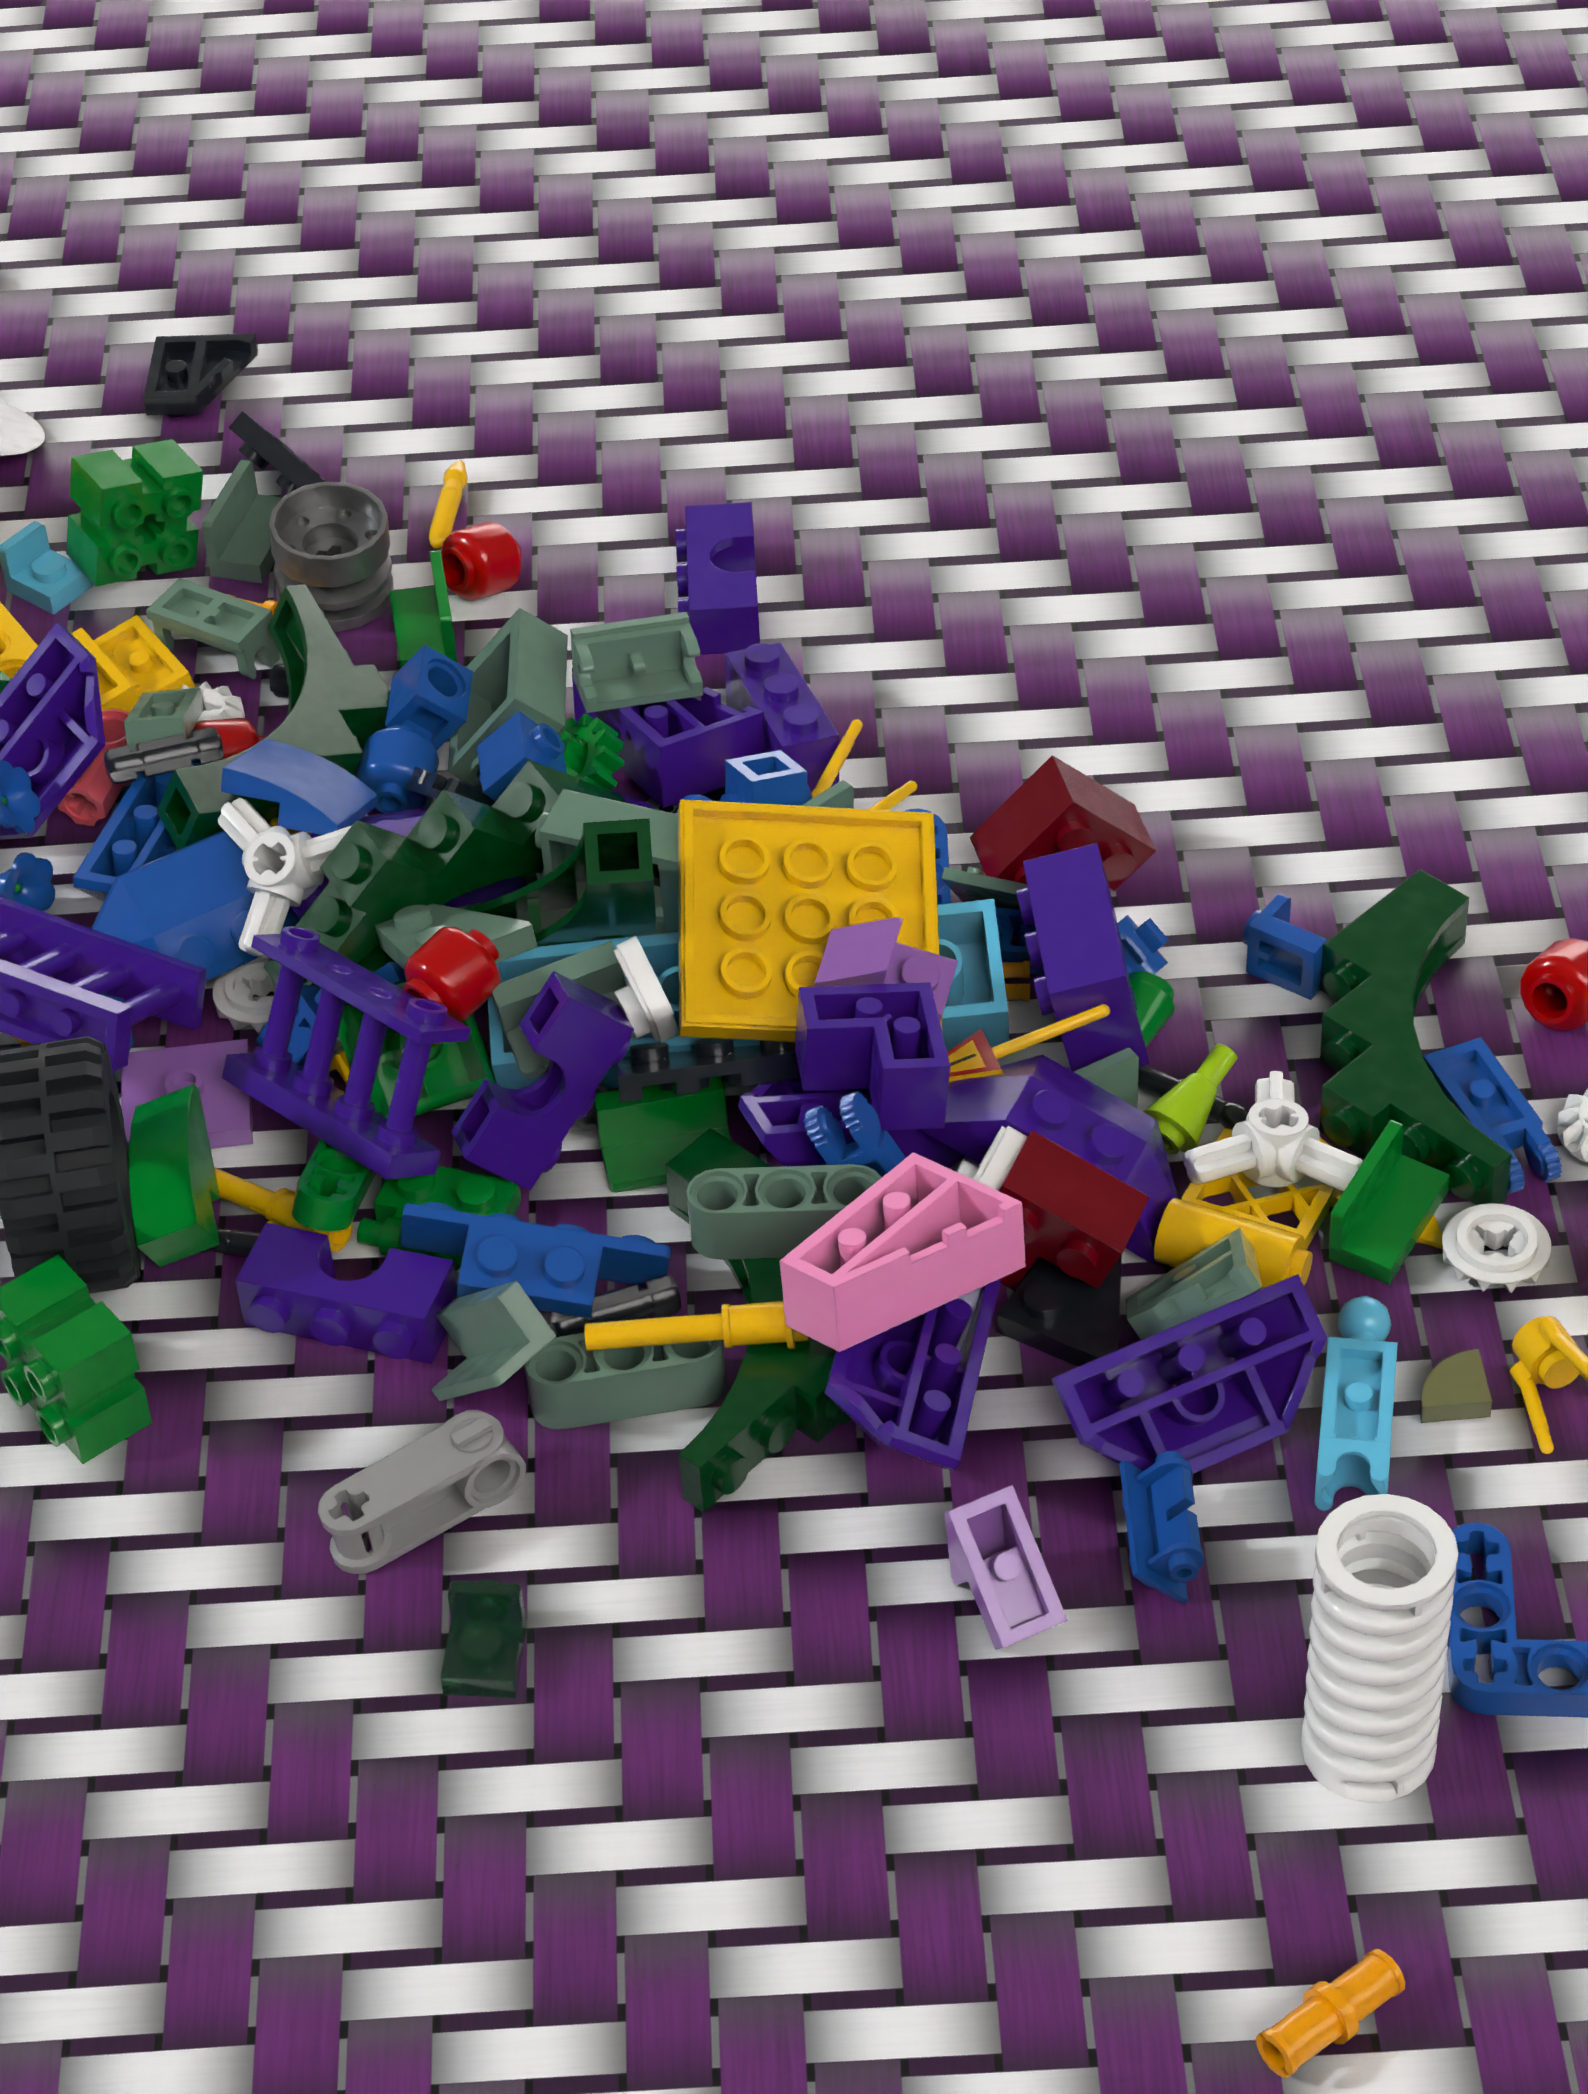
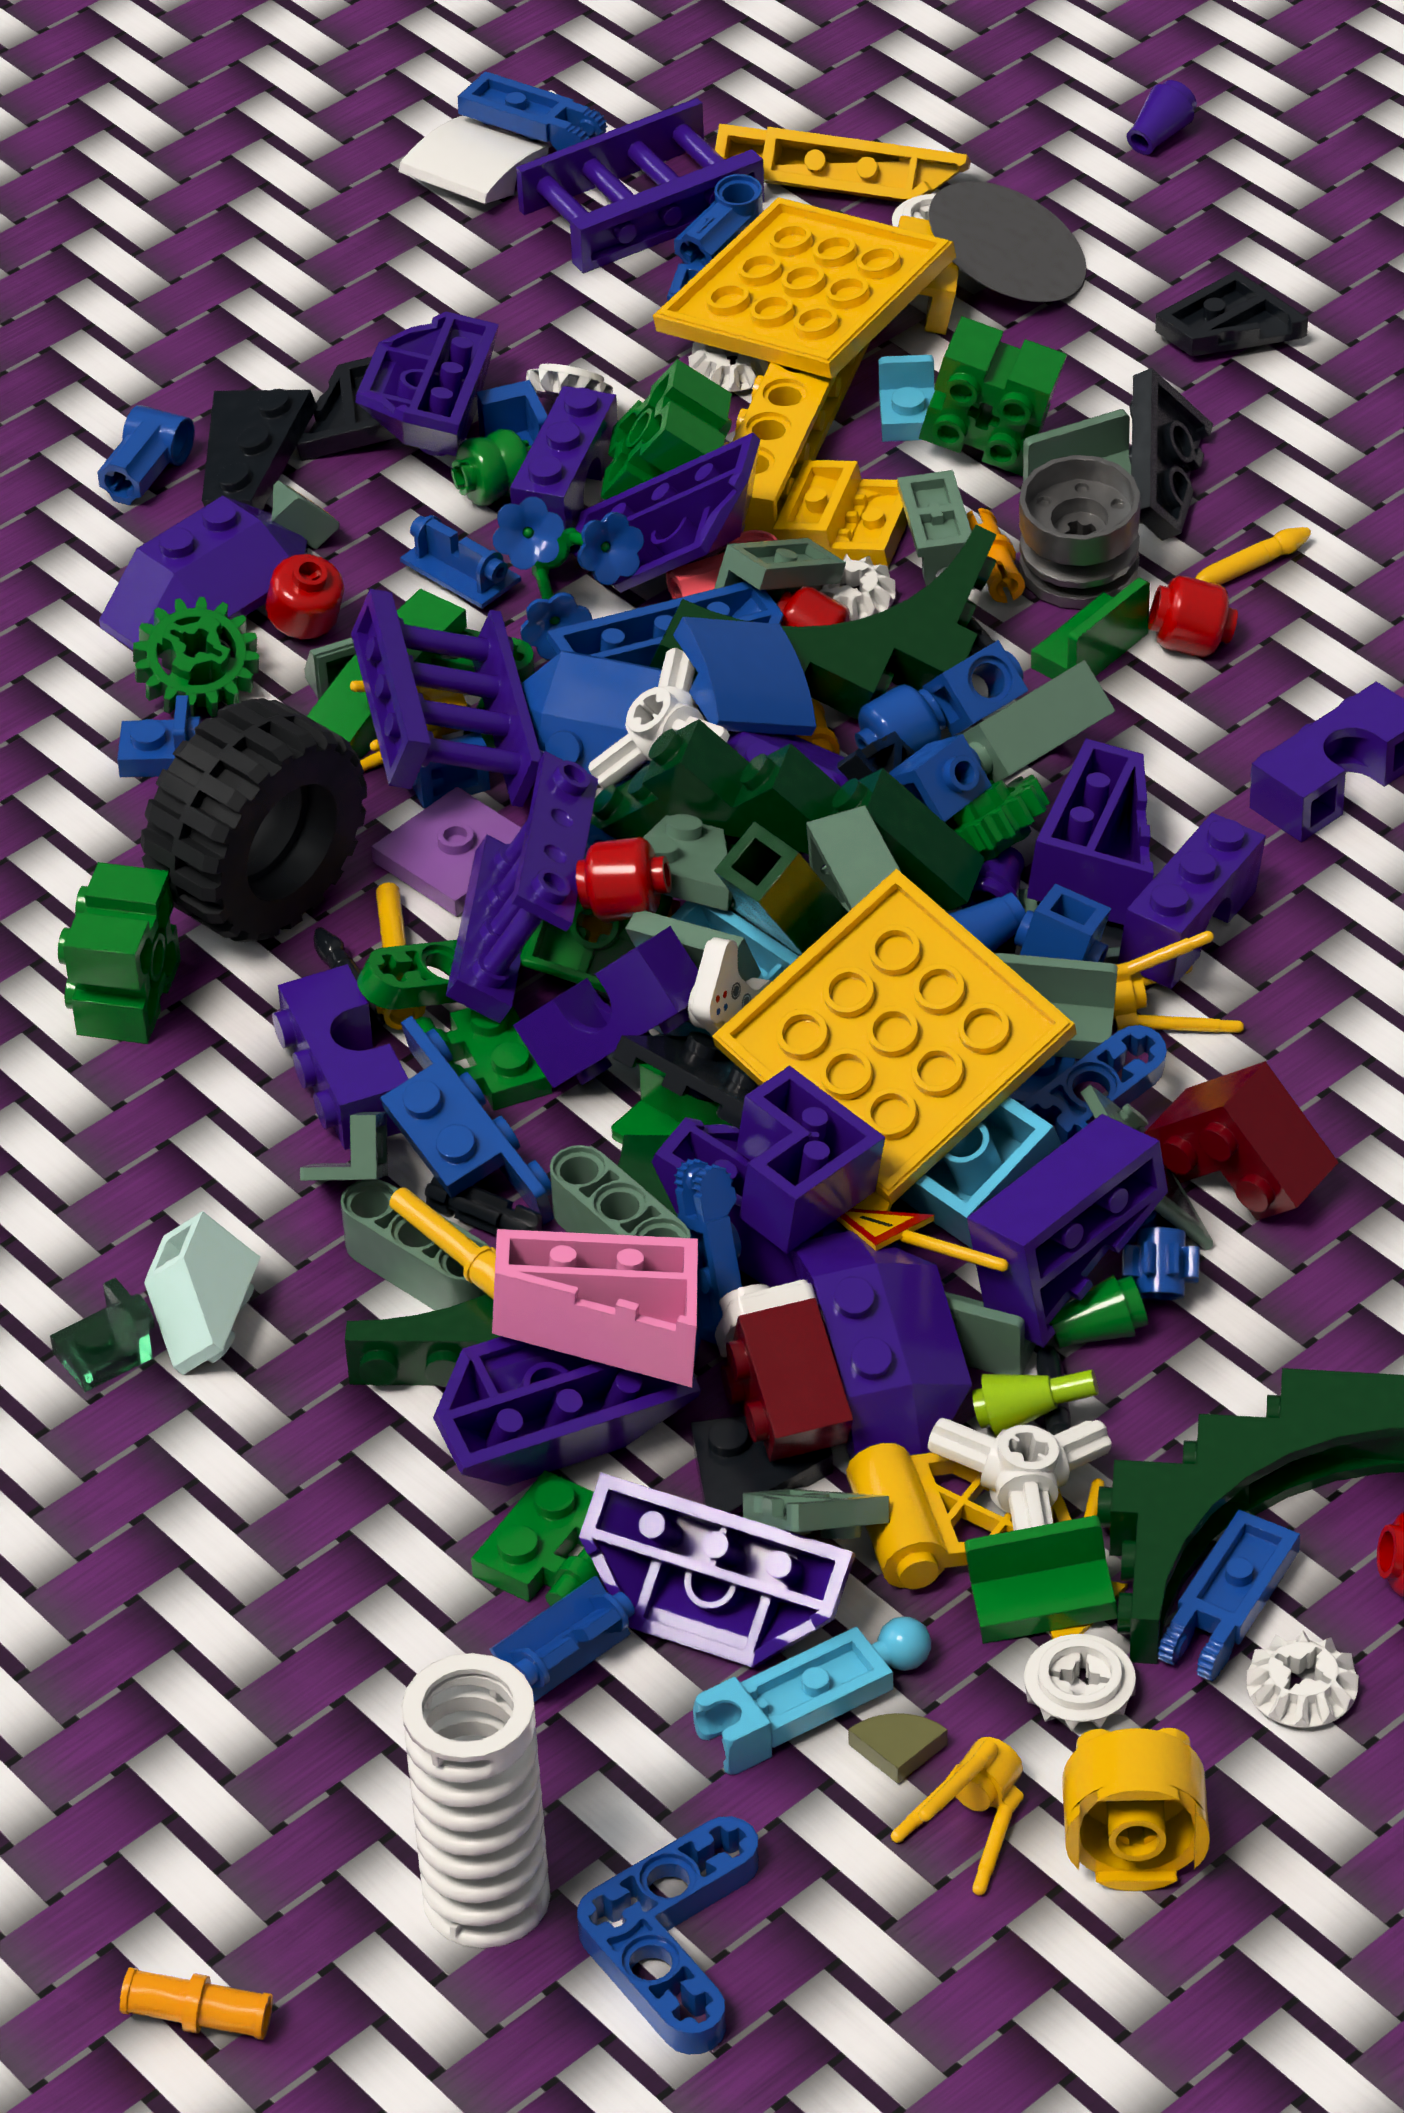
camera: 50 degrees right, 0 degrees up
(163, 755) = (728, 590): black axle -> none
(172, 1177) = (351, 890): green slope -> none
(420, 1491) = (171, 1195): light grey piece -> none
(520, 1538) = (198, 1289): none -> light aqua slope
(635, 662) = (1108, 764): sand green hinge -> none
(871, 955) = (885, 1098): medium lavender slope -> none
(1004, 1568) = (422, 1568): slope -> none
(1008, 1455) = (535, 1540): none -> green plate
(1282, 950) = (1281, 1341): blue bracket -> none

